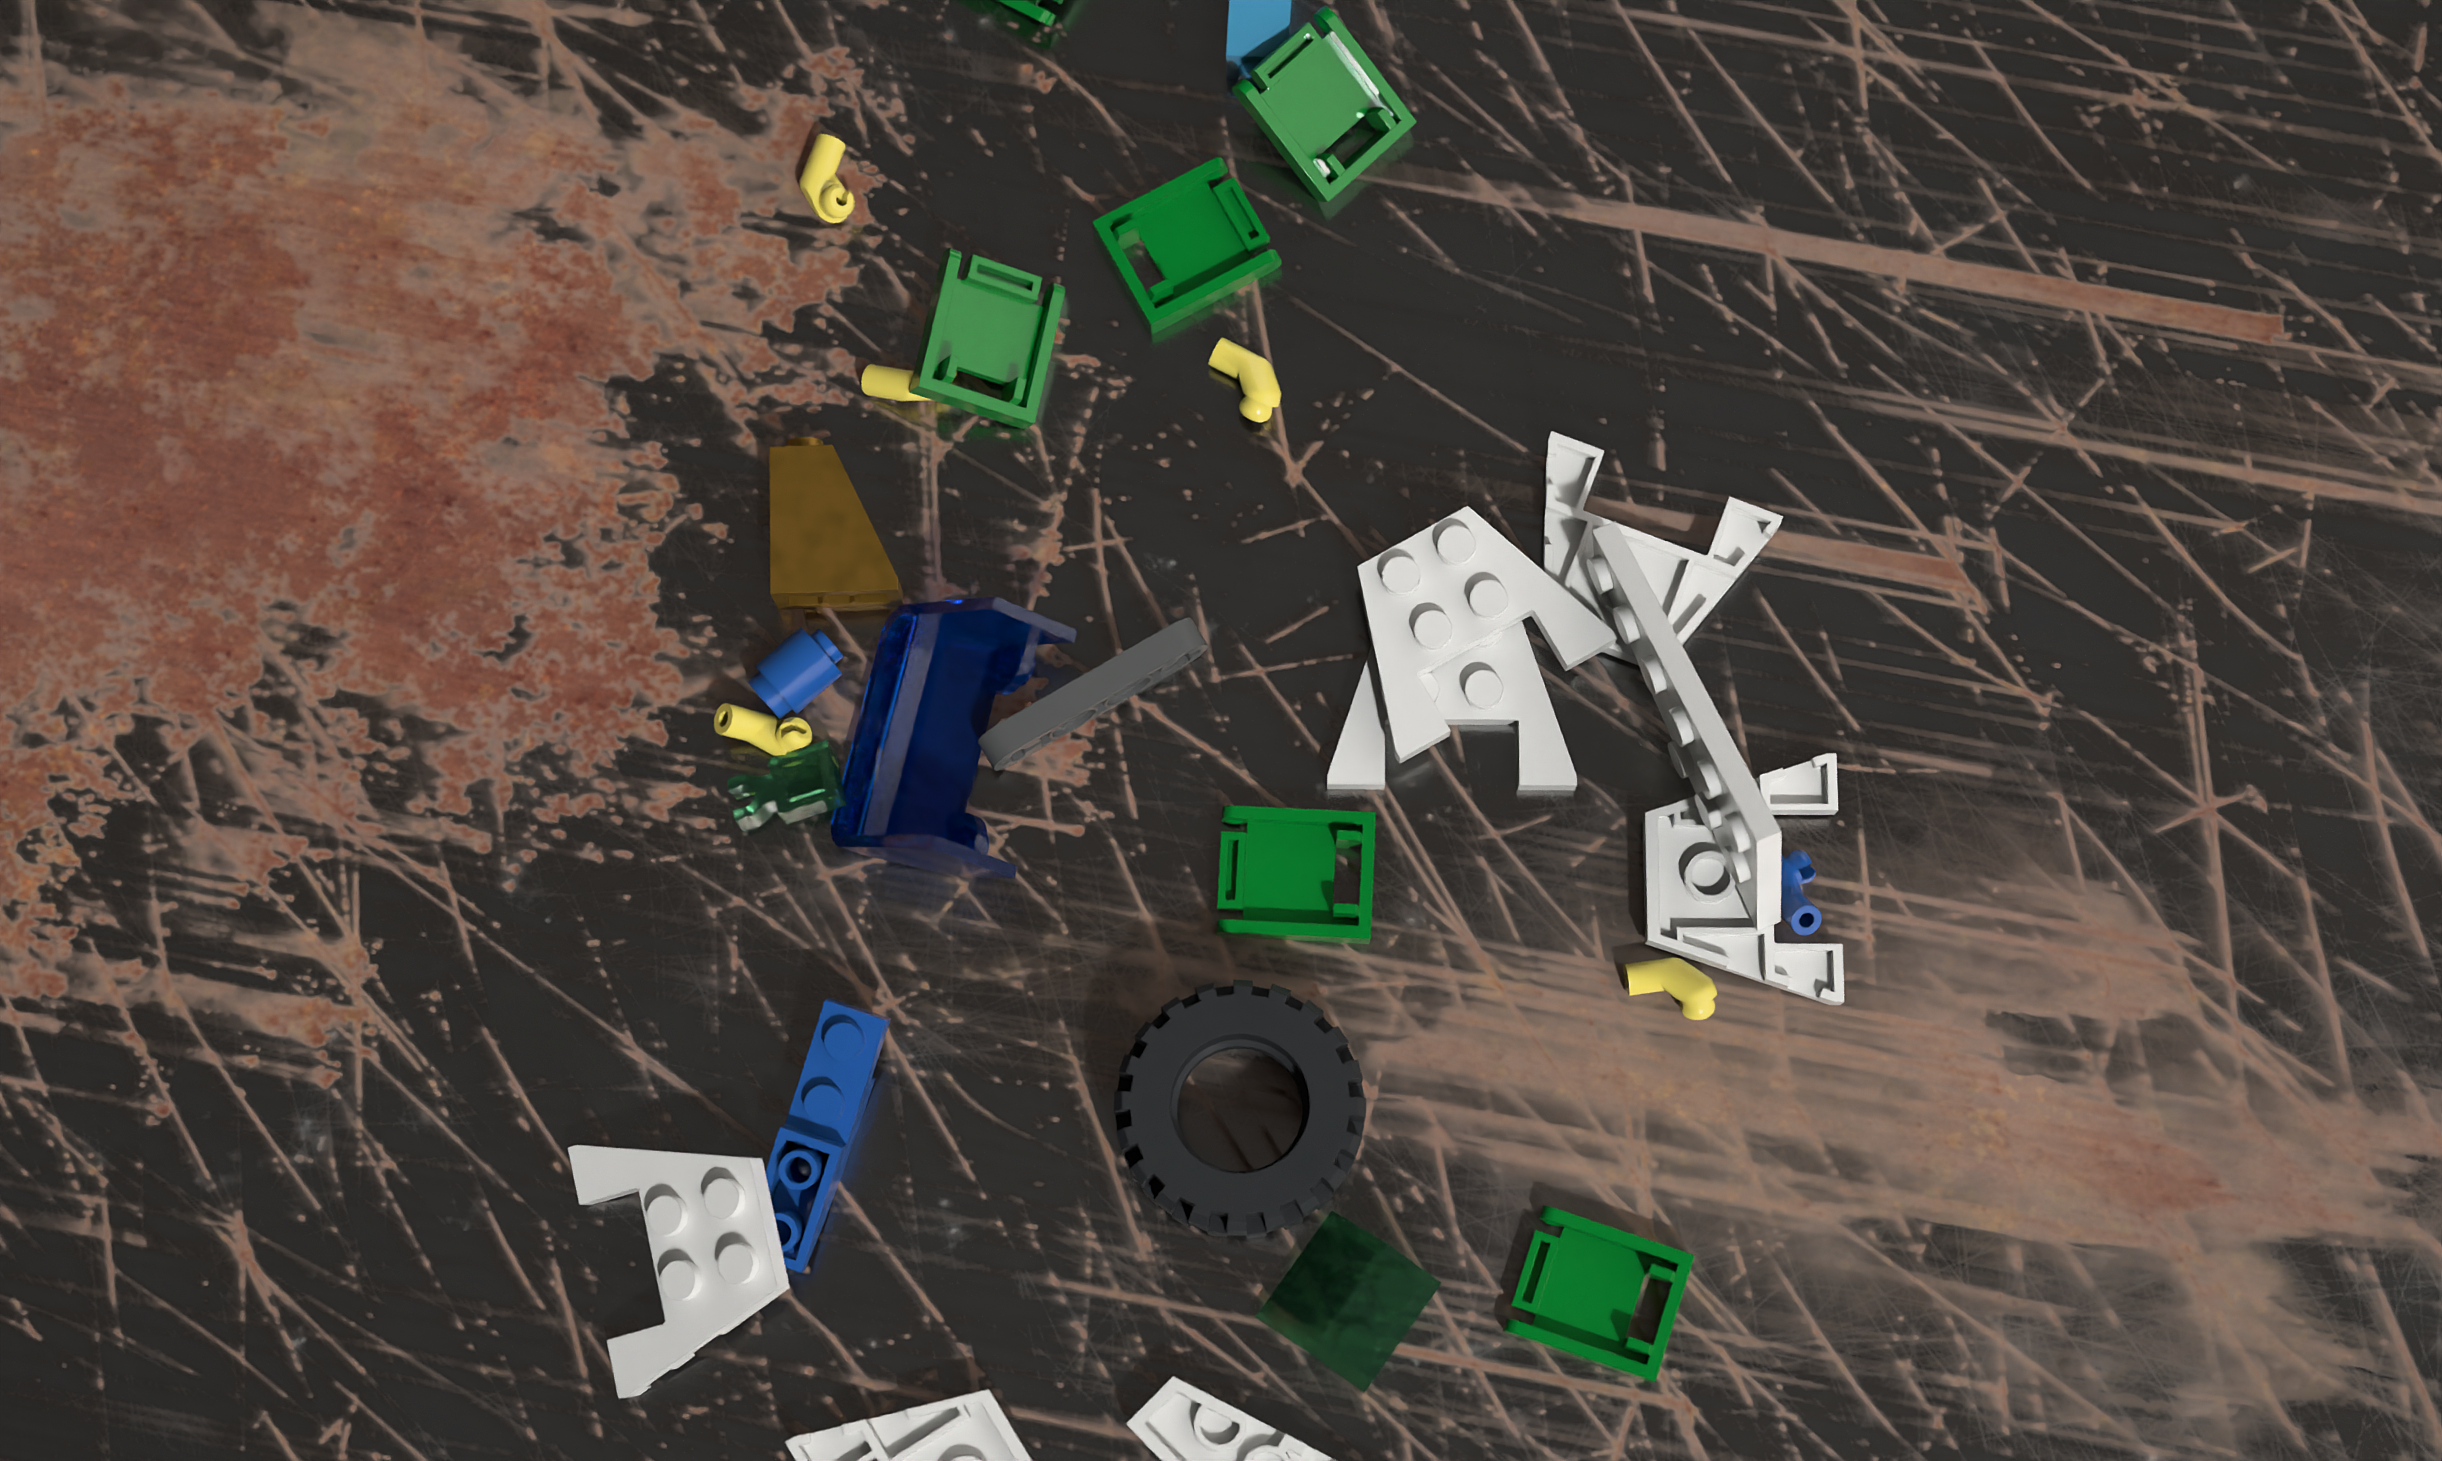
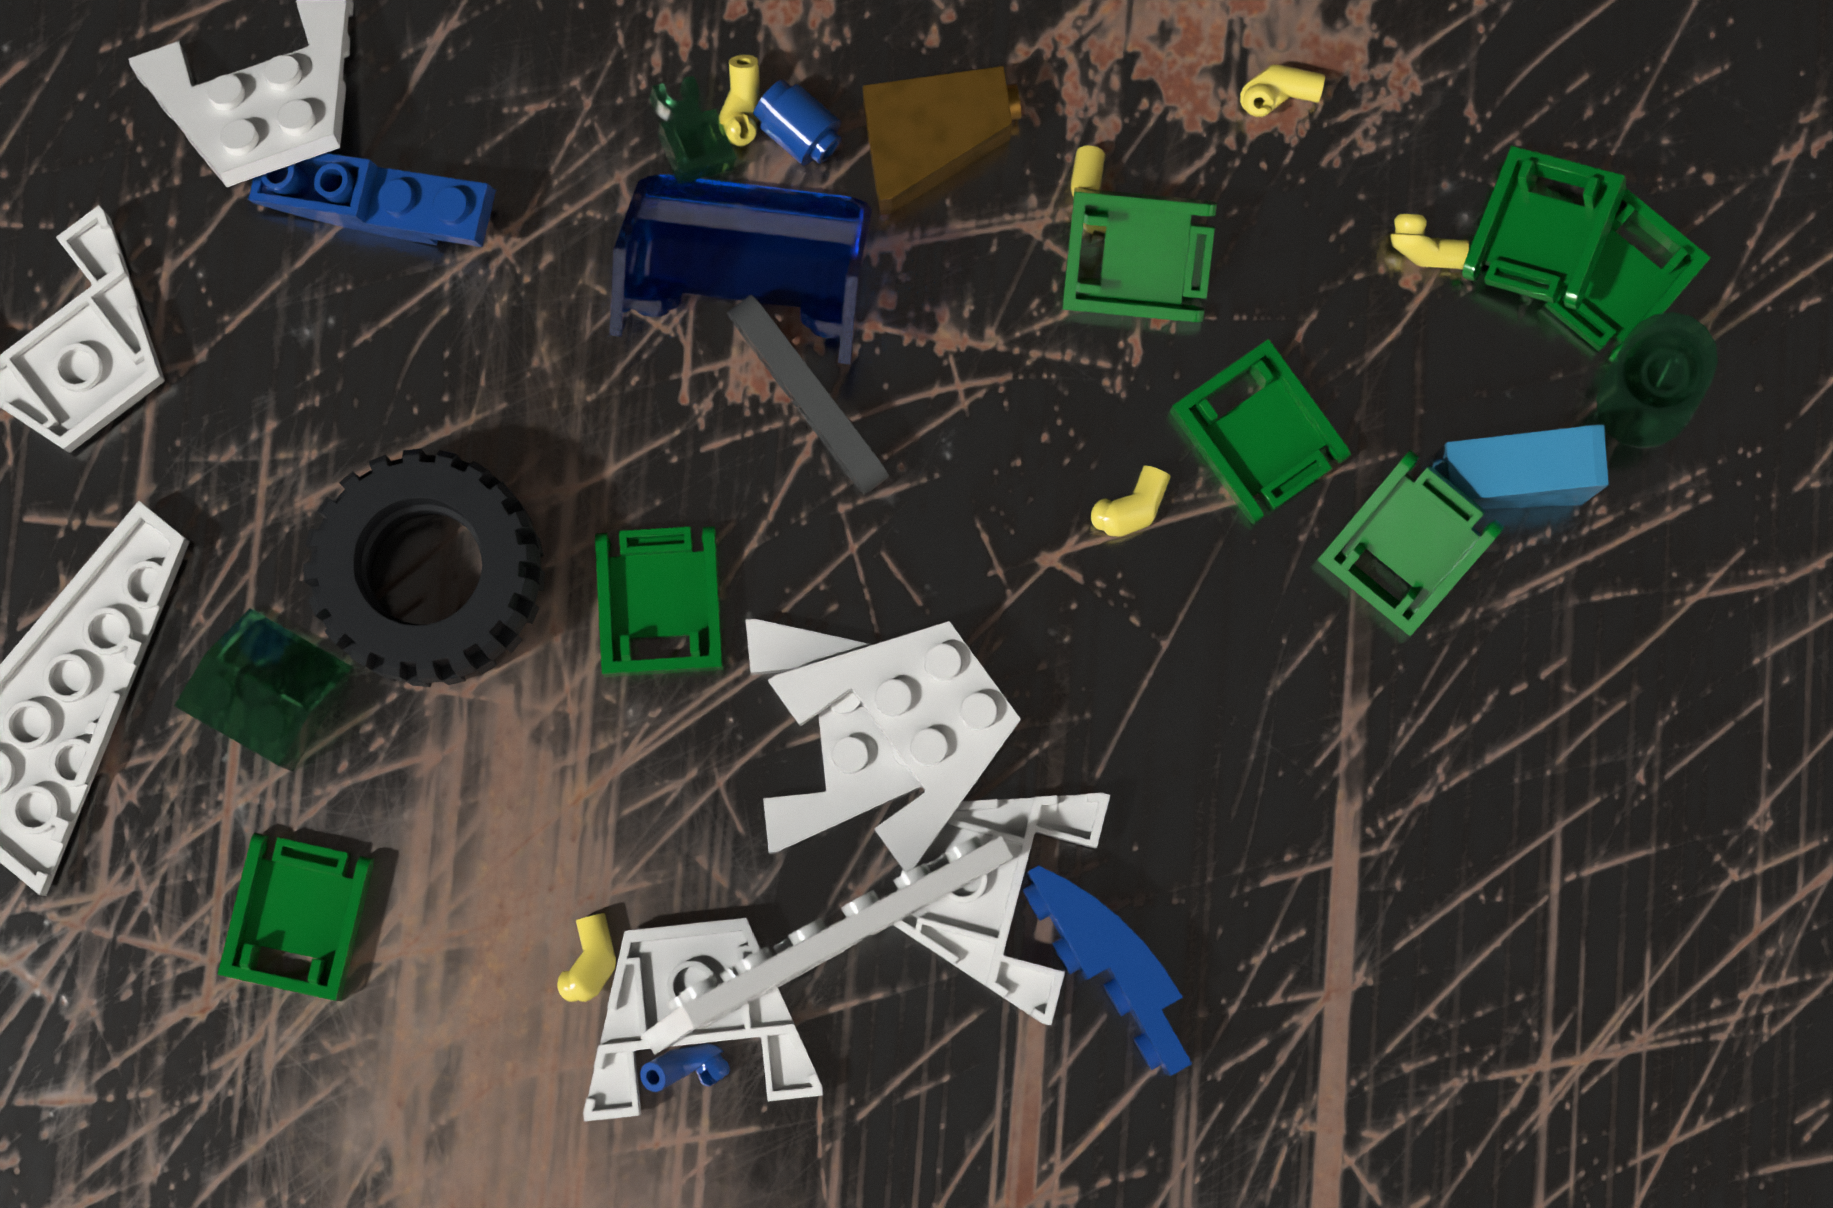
camera: 80 degrees right, 5 degrees up
(1018, 57) = (1424, 250): none -> light yellow arm
(1704, 456) = (1100, 940): none -> blue slope

